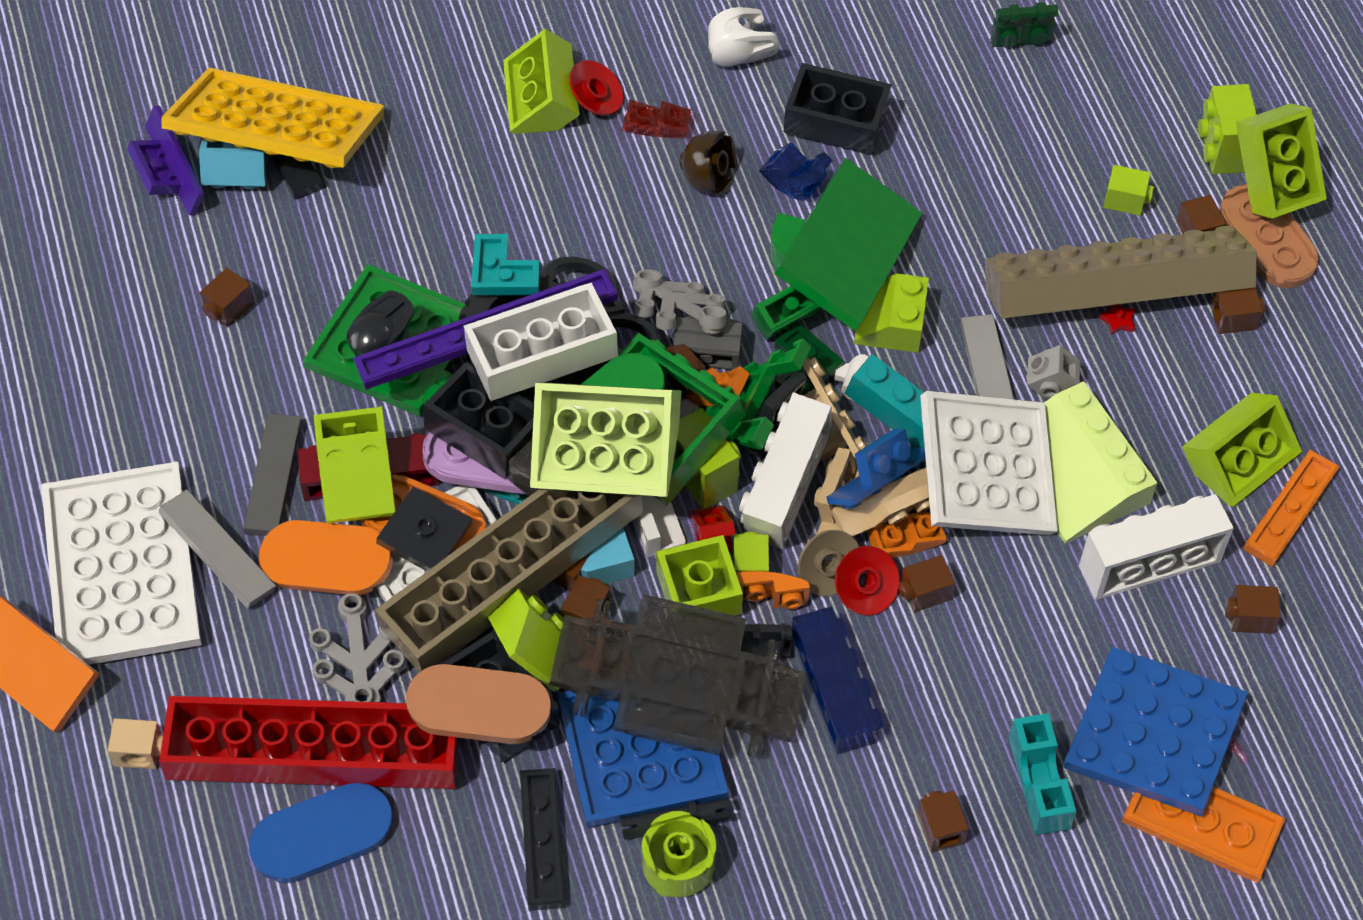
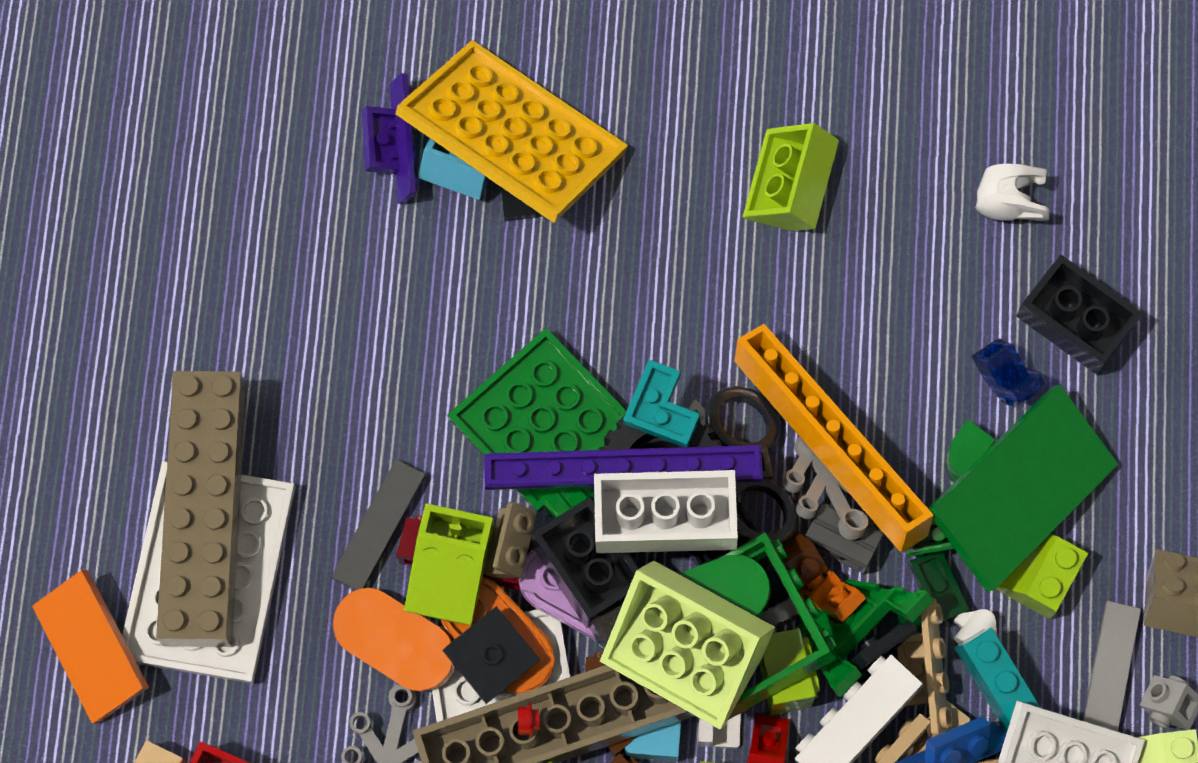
camera: 25 degrees right, 15 degrees up
(97, 505) = (201, 509): none -> dark tan brick
(217, 549) = (298, 592): light grey tile -> none
(226, 297) = (399, 316): reddish brown brick -> none
(381, 323) = (527, 419): black helmet -> none
(405, 429) = (510, 541): none -> dark tan bracket
(482, 556) = (528, 720): none -> red plate
(596, 87) = (854, 197): red dish -> none
(663, 122) = (892, 257): clear red slope -> none
(666, 257) = (833, 438): none -> light orange brick
(708, 162) = (922, 331): dark brown cylinder -> none

